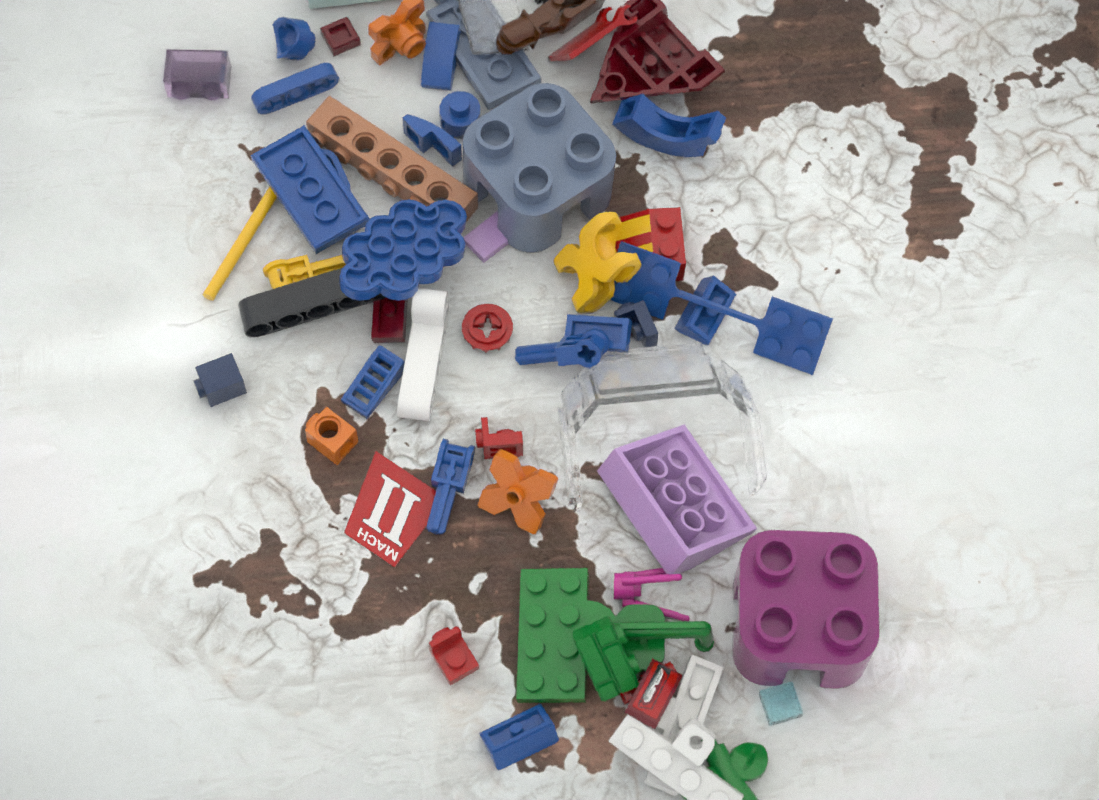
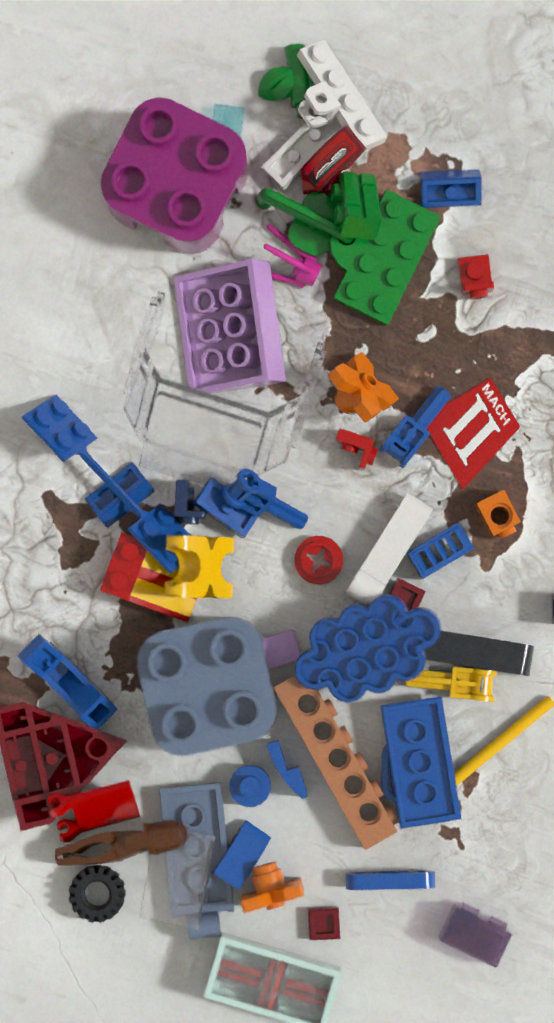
camera: 145 degrees left, 20 degrees up
(293, 38) = (372, 931): blue piece -> none

